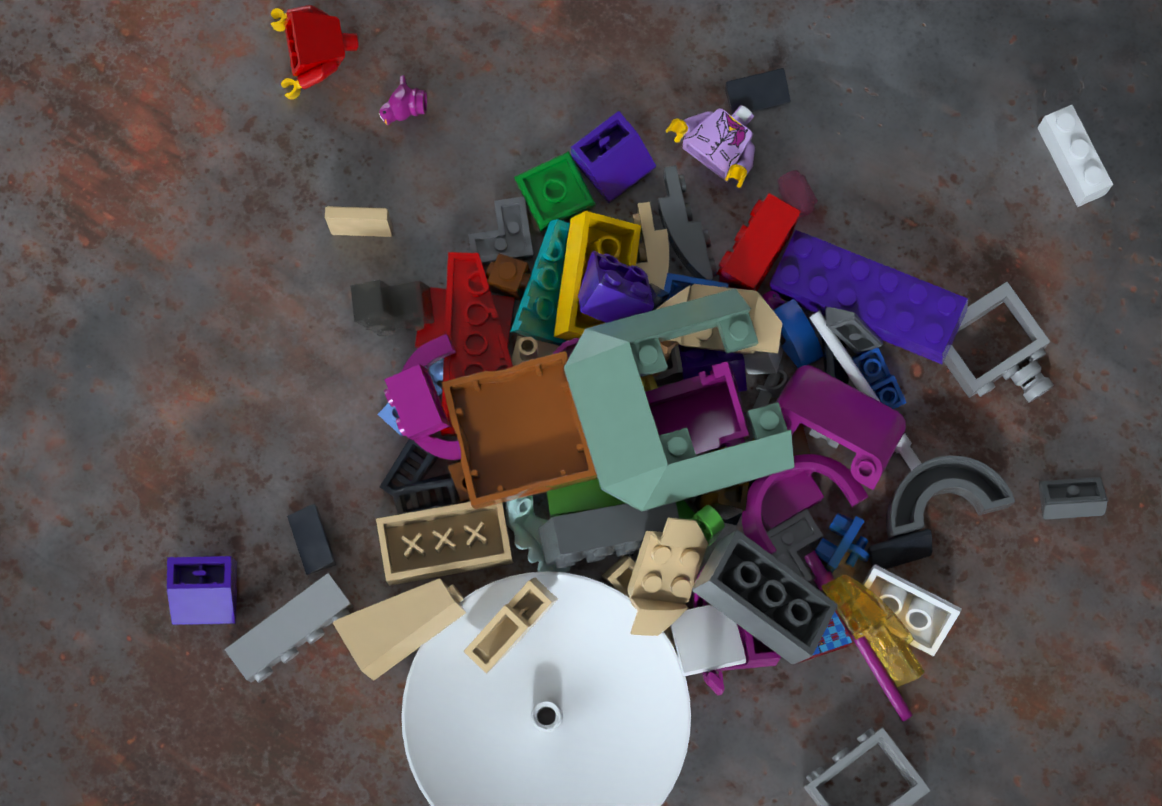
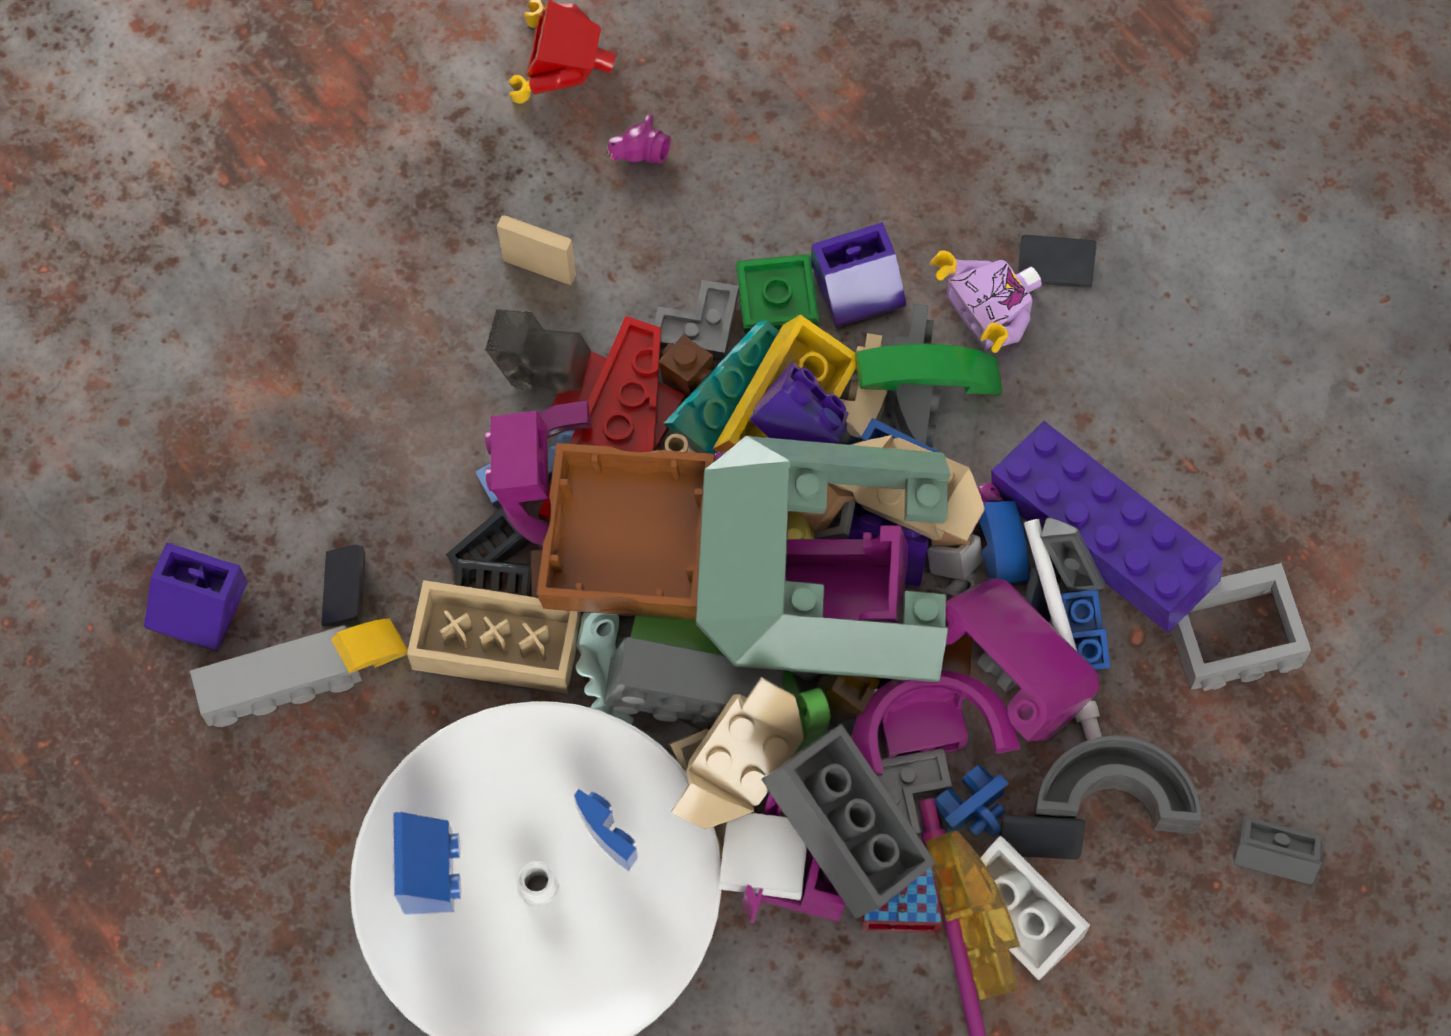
camera: 20 degrees right, 10 degrees down
(352, 581) = (369, 644): none -> yellow slope
(399, 625) = (403, 712): tan slope -> none
(464, 737) = (425, 864): none -> blue slope
(510, 624) = (533, 754): tan slope -> none
(576, 656) = (598, 819): none -> blue slope
(693, 215) = (928, 365): none -> green slope
(758, 244) = (995, 421): red brick -> none
(797, 192) = (1062, 386): clear pink brick -> none
(1035, 387) = (1274, 693): light grey wheel -> none
(1075, 155) = (1415, 450): white brick -> none

